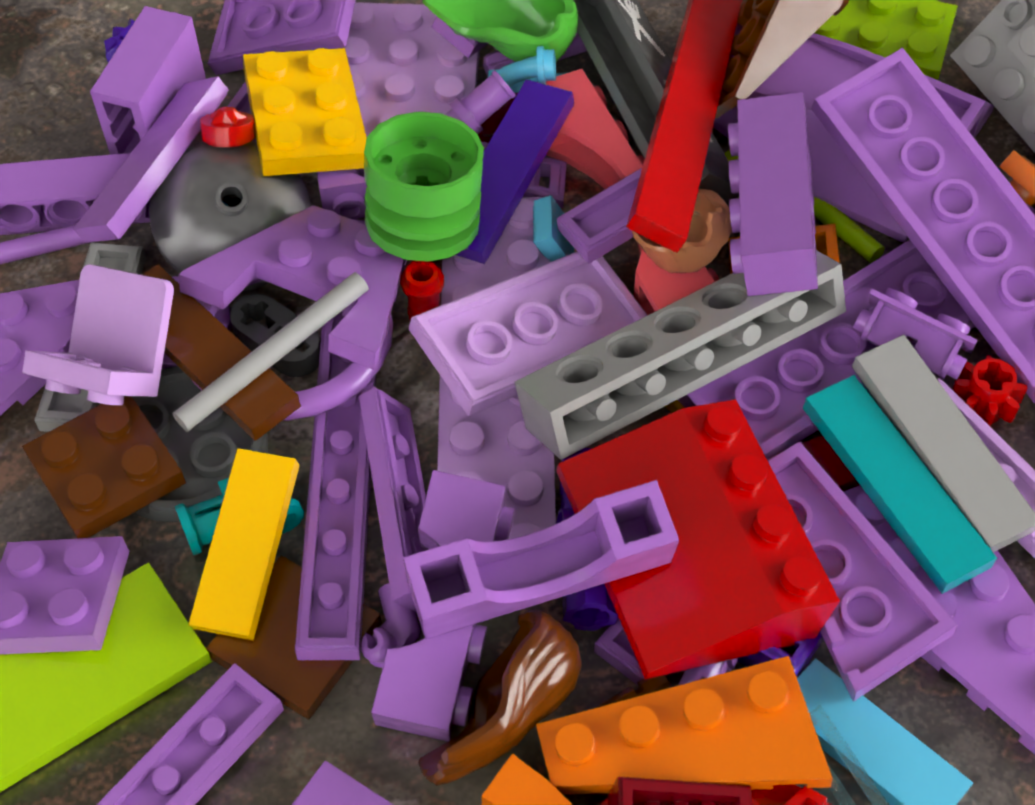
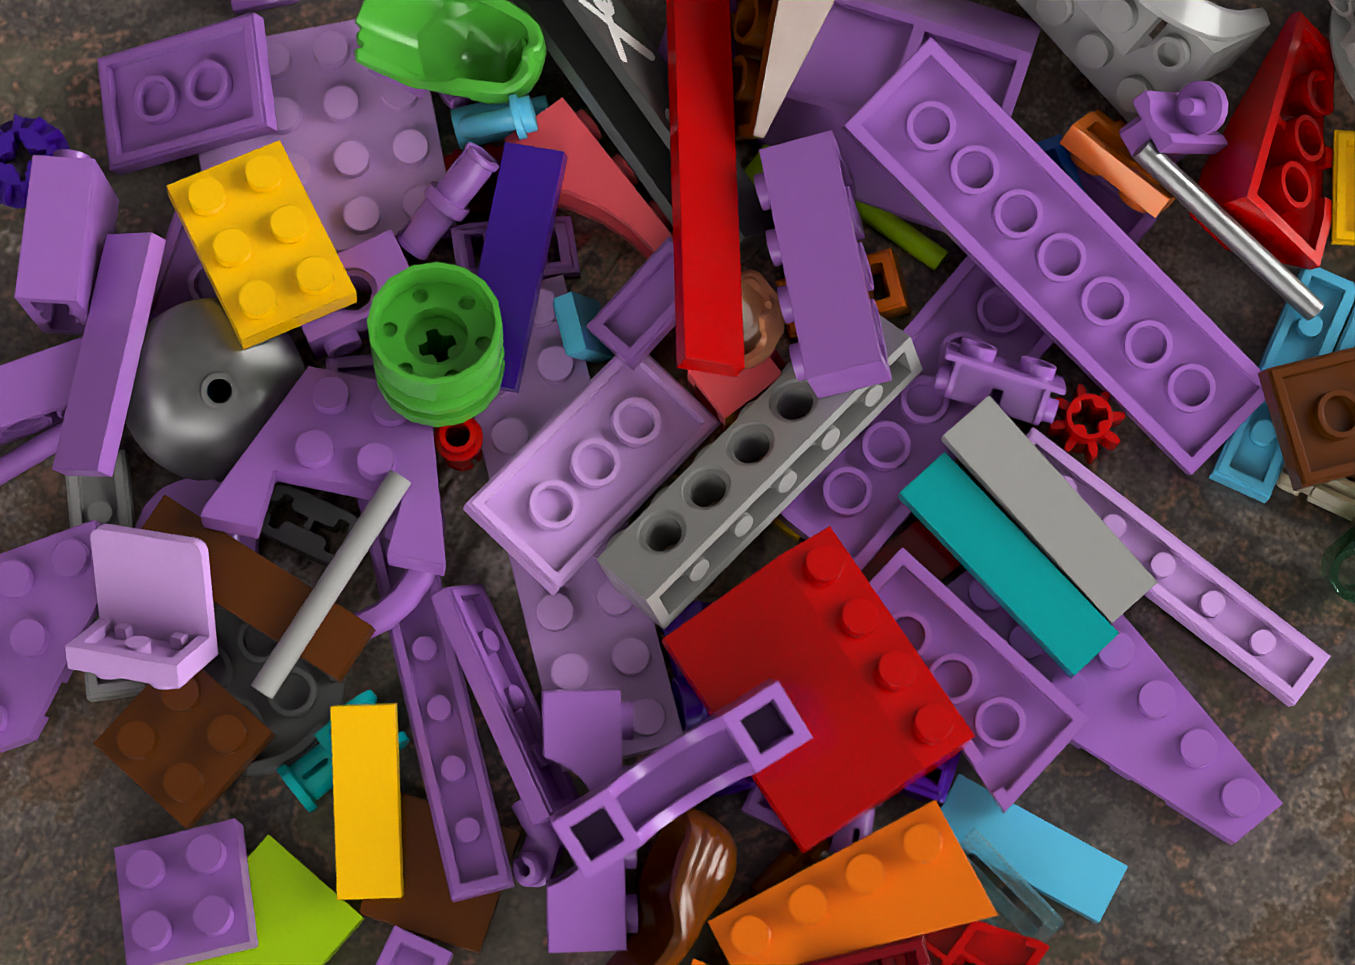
camera: 15 degrees left, 20 degrees up
(227, 128) = (183, 296): red tile -> none

